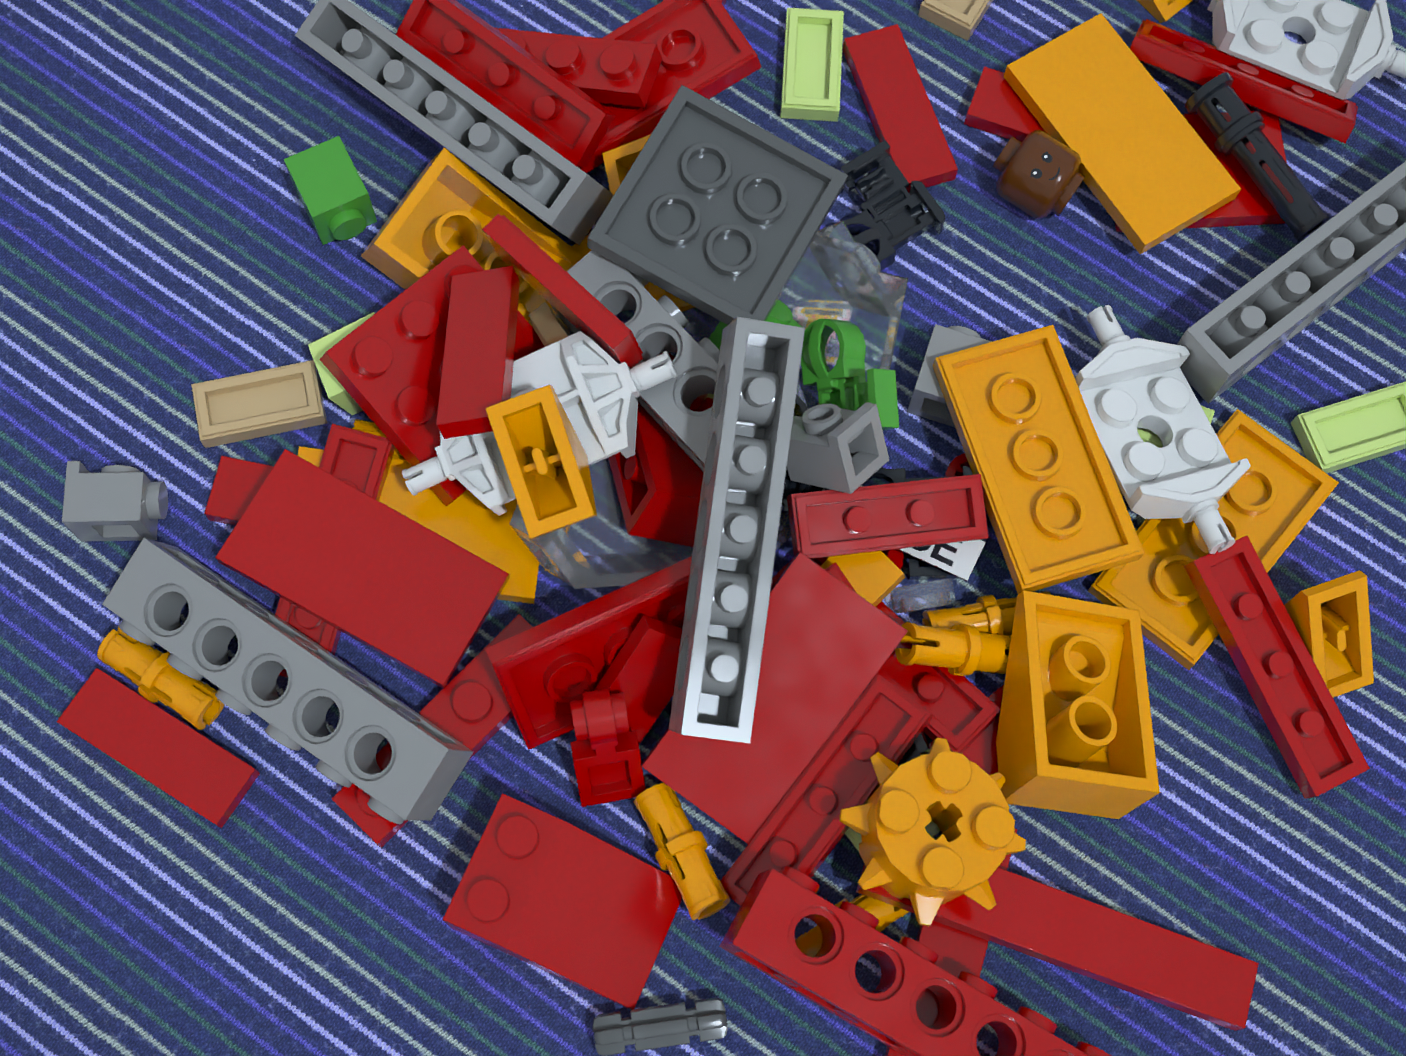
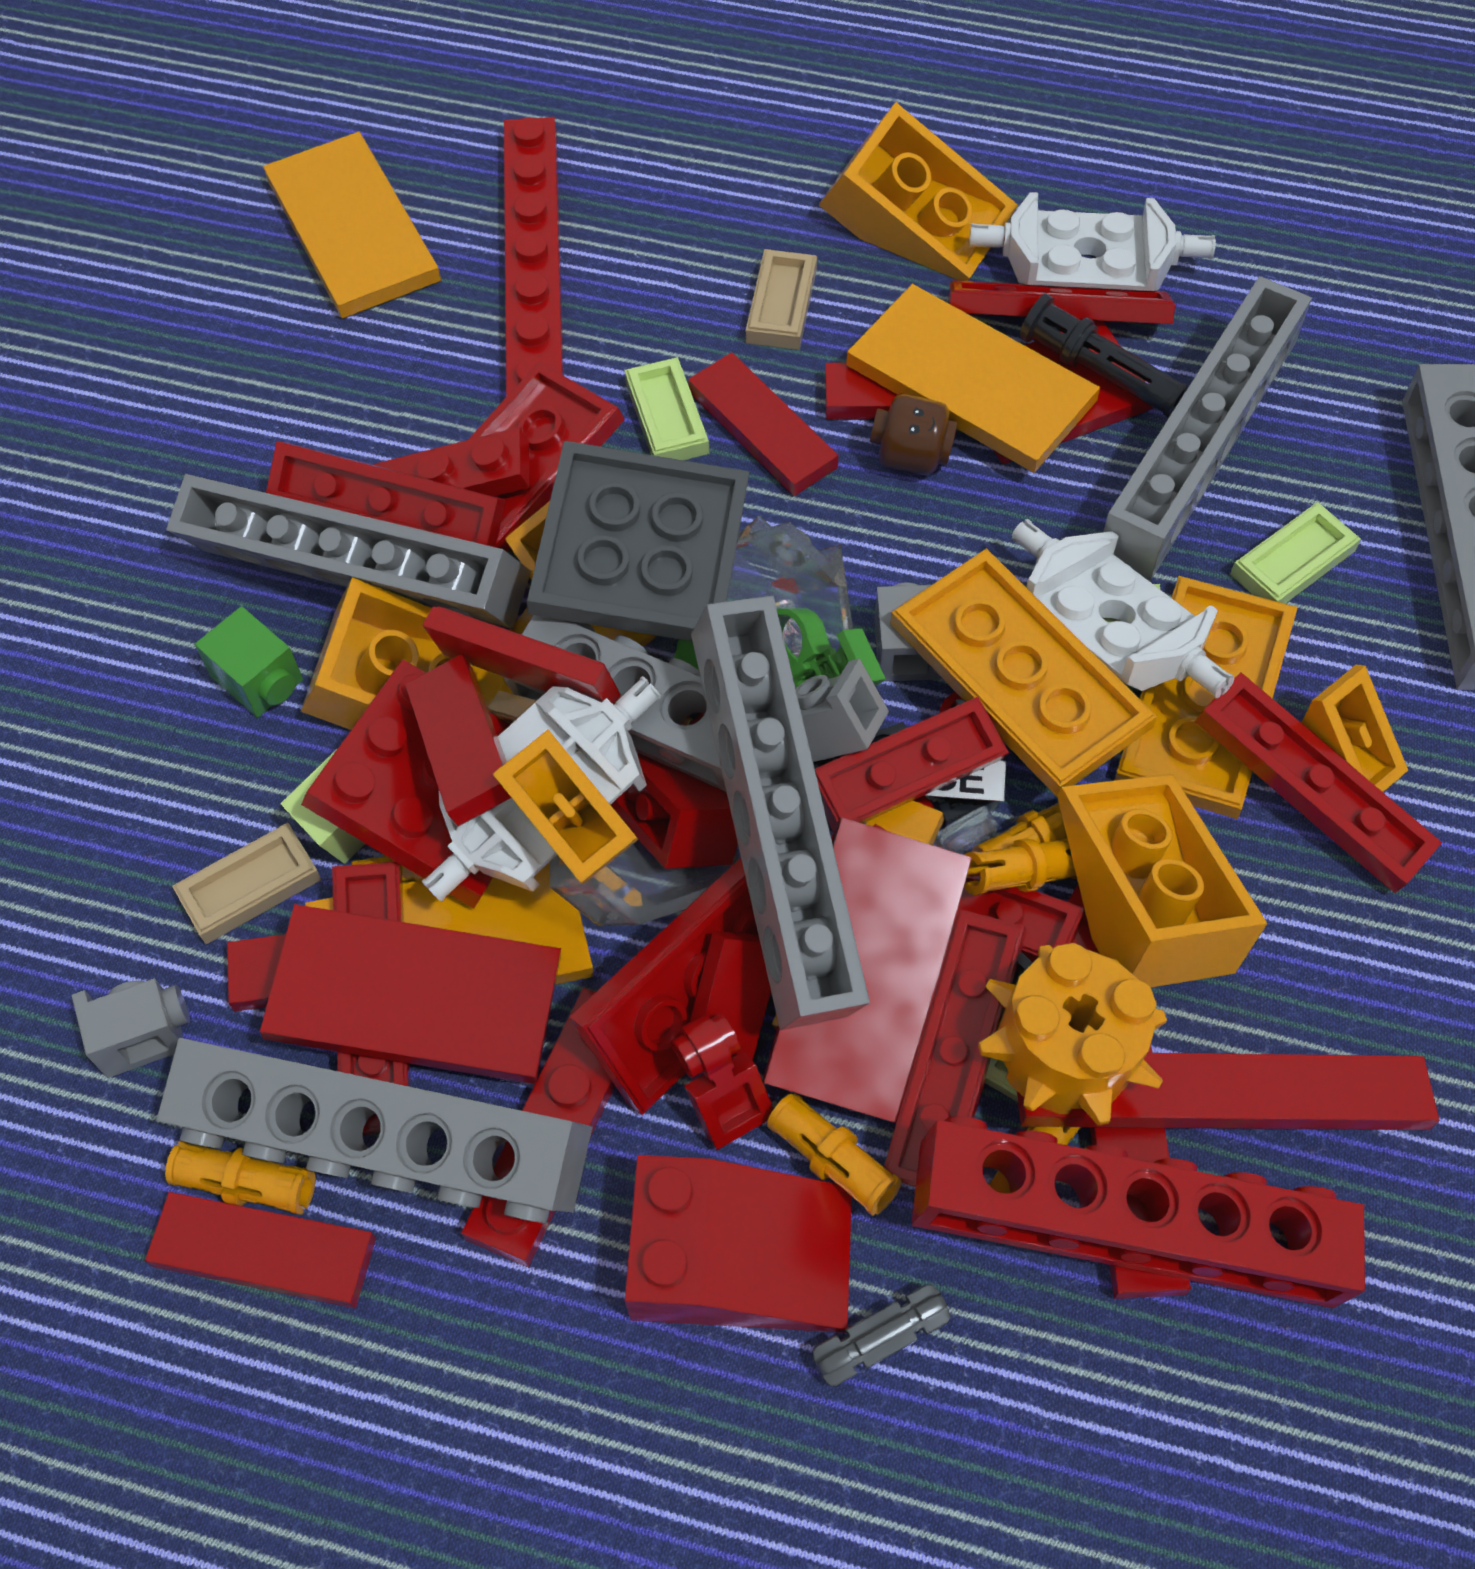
camera: 15 degrees left, 10 degrees down
(895, 211) = (787, 501): black piece -> none

